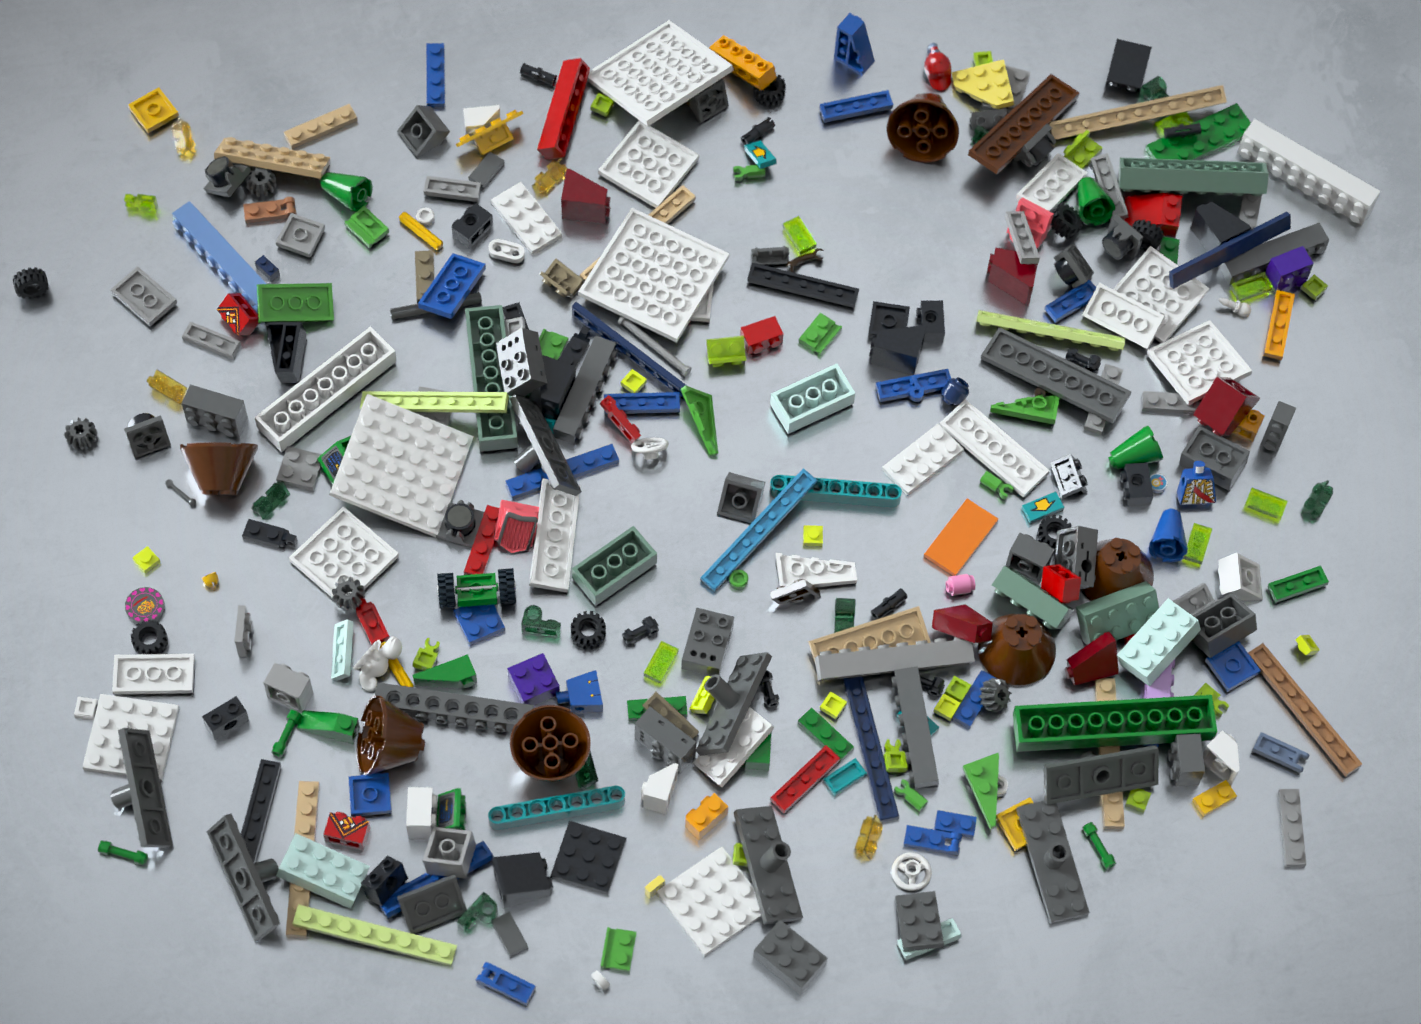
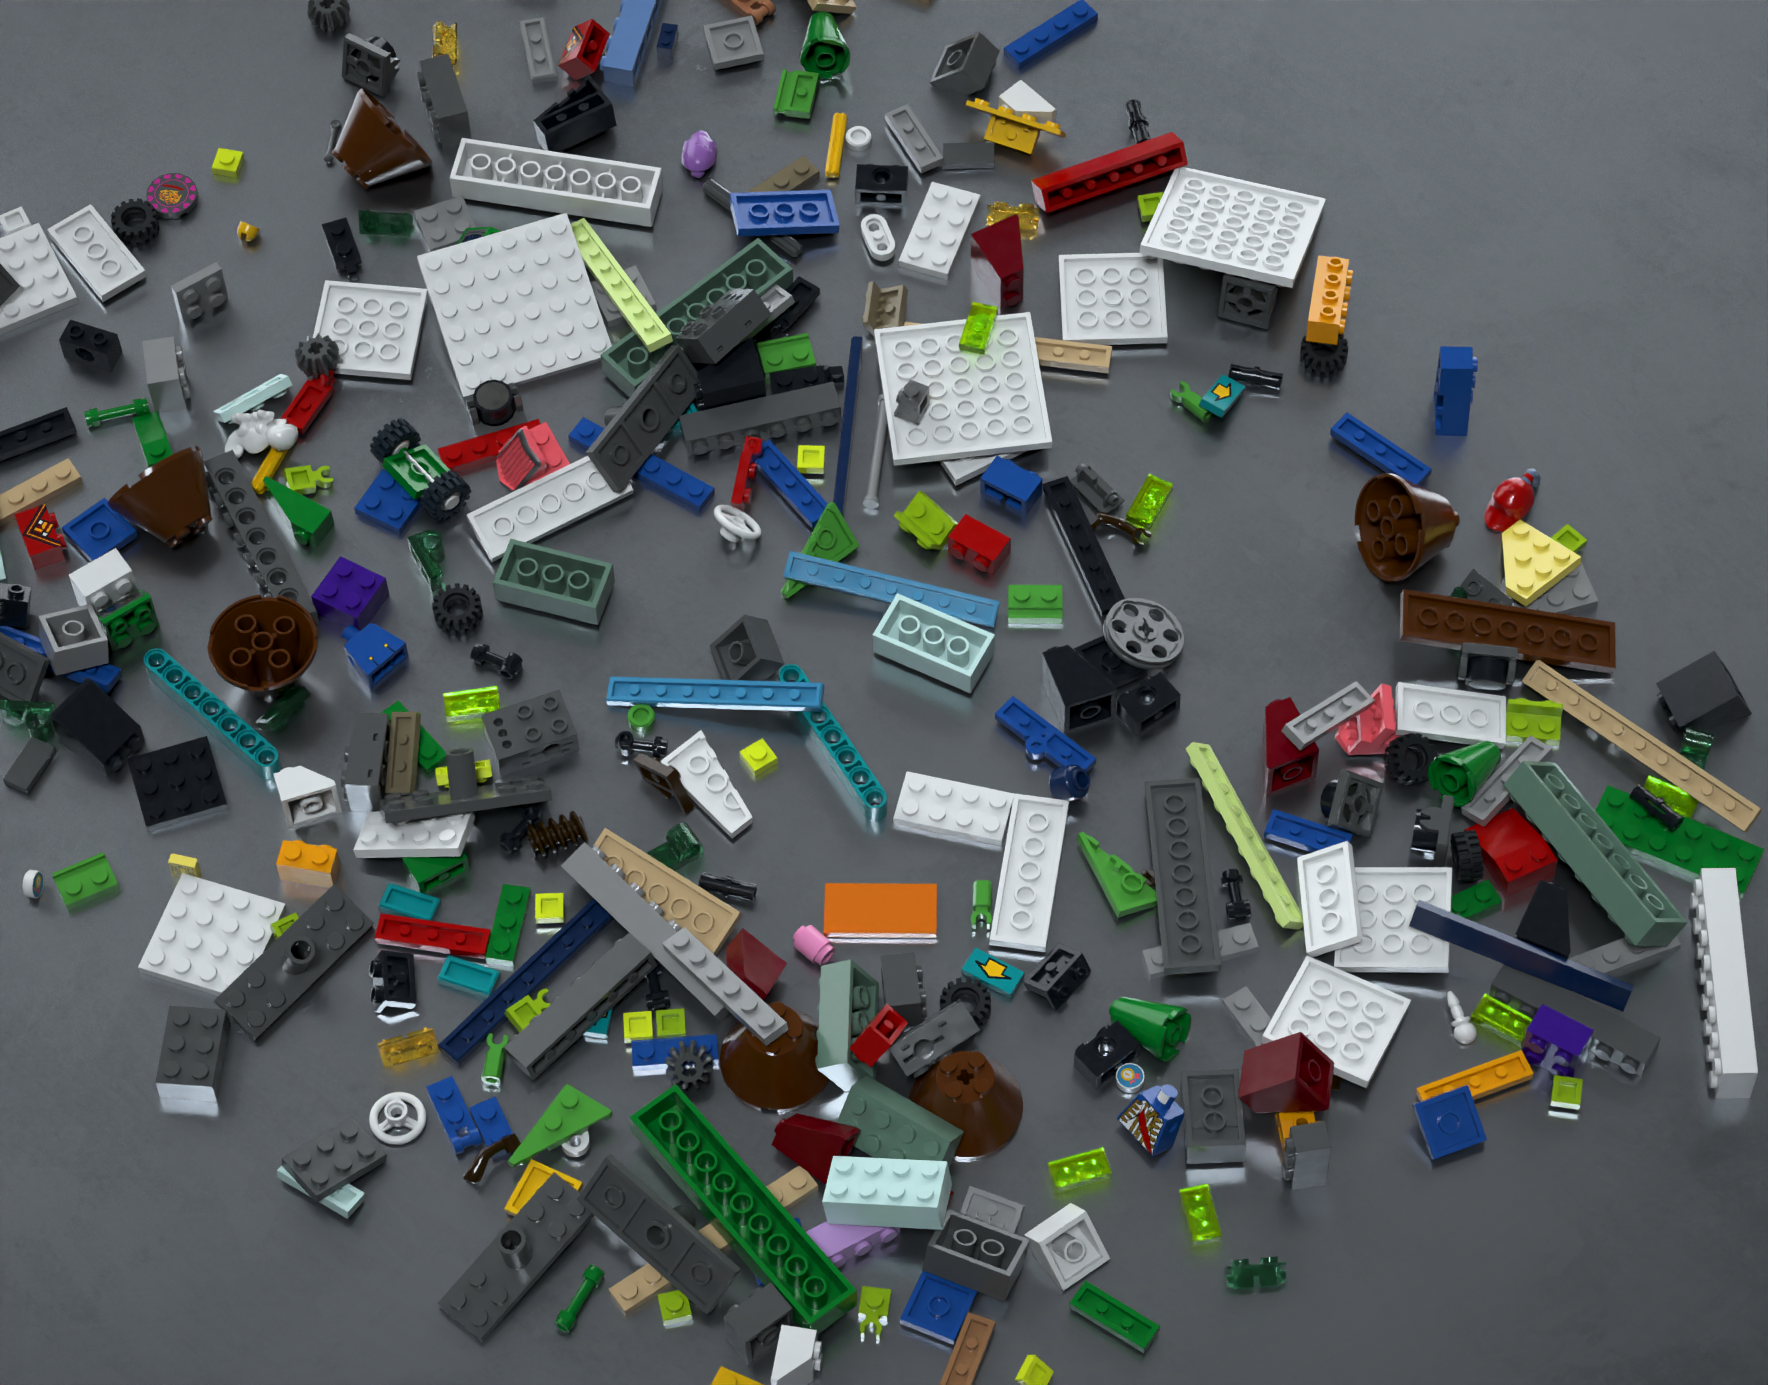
camera: 60 degrees right, 5 degrees down
(295, 302) = (637, 86): bright green plate -> none
(364, 303) = (699, 153): none -> medium lavender arm
(625, 238) = (978, 328): none -> clear neon green plate
(650, 302) = (912, 401): none -> flat silver brick
(738, 290) = (1007, 478): none -> blue piece
(753, 594) = (627, 744): none -> black bar
(757, 397) = (885, 587): none -> dark azure tile
(771, 779) = (409, 903): none -> teal tile
(787, 671) = (556, 833): none -> dark brown piece
(819, 819) = (393, 980): none -> black bracket
(886, 293) = (1135, 637): none -> wedge
(975, 639) = (725, 986): none -> light grey plate
(981, 847) = (477, 1169): none -> dark brown piece
(1169, 537) = (1058, 1128): blue cone -> none
(1297, 350) = (1449, 1122): none -> blue plate

